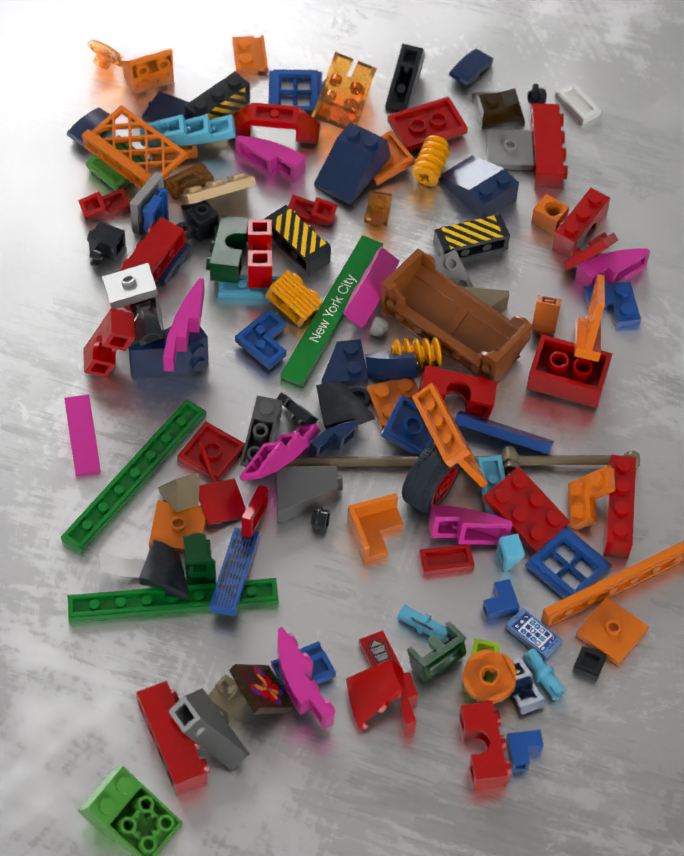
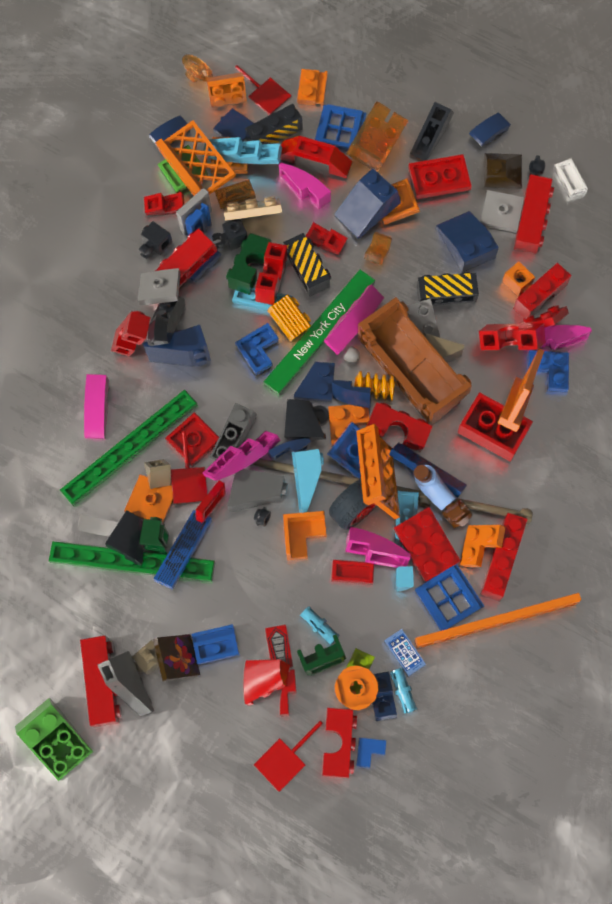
camera: 20 degrees right, 15 degrees up
(185, 321) = (191, 329): dark pink slope -> none
(198, 70) = (268, 95): none -> red piece
(298, 681) = (204, 649): dark pink slope -> none
(299, 413) = (269, 420): black plate -> none
(363, 455) = (307, 472): none -> medium azure slope
(420, 786) = (281, 763): none -> red piece
(431, 160) = (432, 212): light orange piece -> none
(504, 602) = (388, 622): blue piece -> none
(522, 449) = (439, 494): none -> piece
(546, 315) = (490, 370): orange slope -> none
(561, 270) = (526, 336): none -> red arch
(589, 663) = (443, 688): black tile -> none
(612, 631) = (468, 664): orange plate -> none

